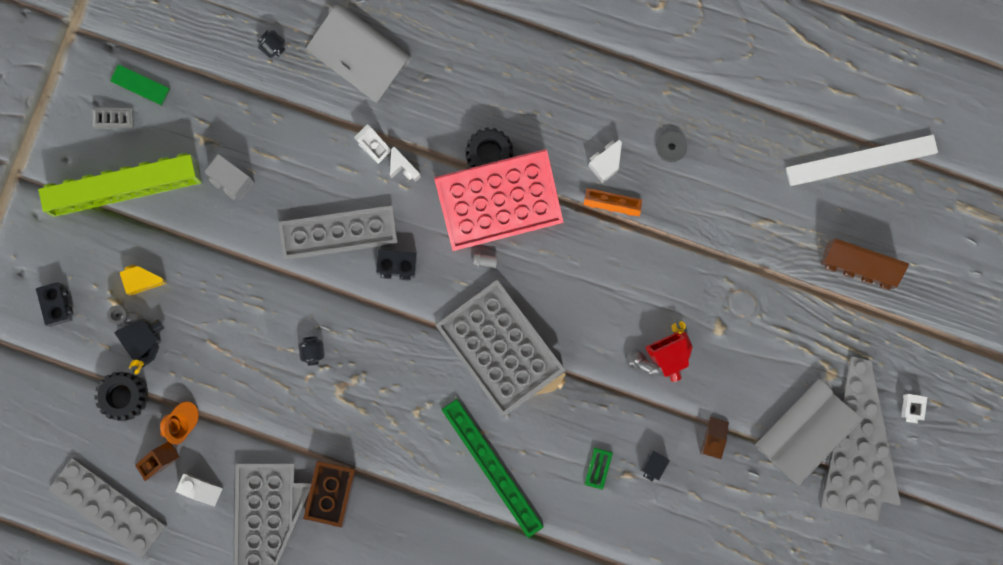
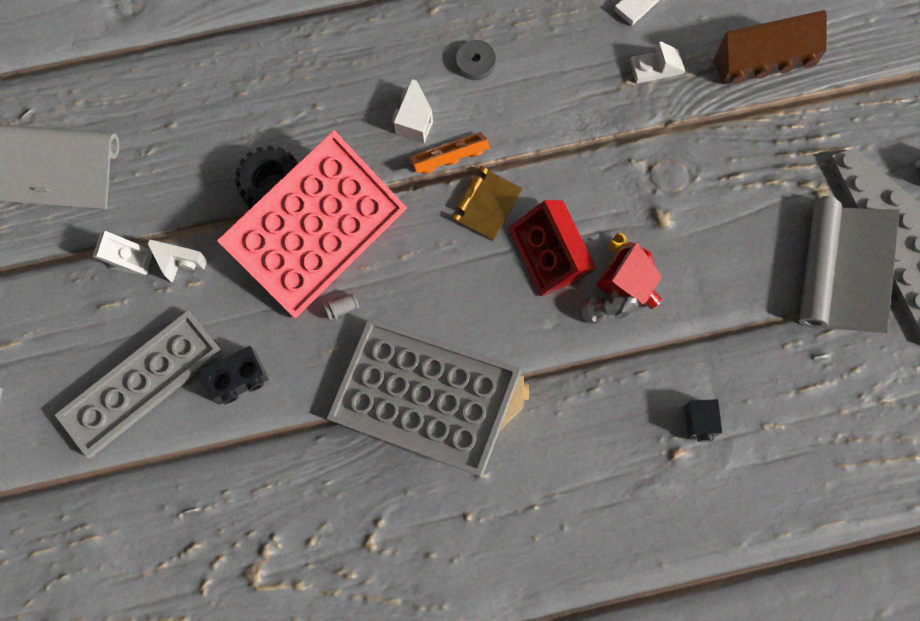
camera: 25 degrees left, 10 degrees down
(311, 350) = (186, 549): black head -> none
(492, 468) = (510, 553): green tile -> none
(593, 484) = (627, 471): green tile -> none
(615, 249) = (486, 203): none -> pearl gold piece
(636, 304) = (551, 247): none -> red slope
(715, 438) = (750, 343): reddish brown slope -> none
(786, 225) = (658, 64): none -> white slope

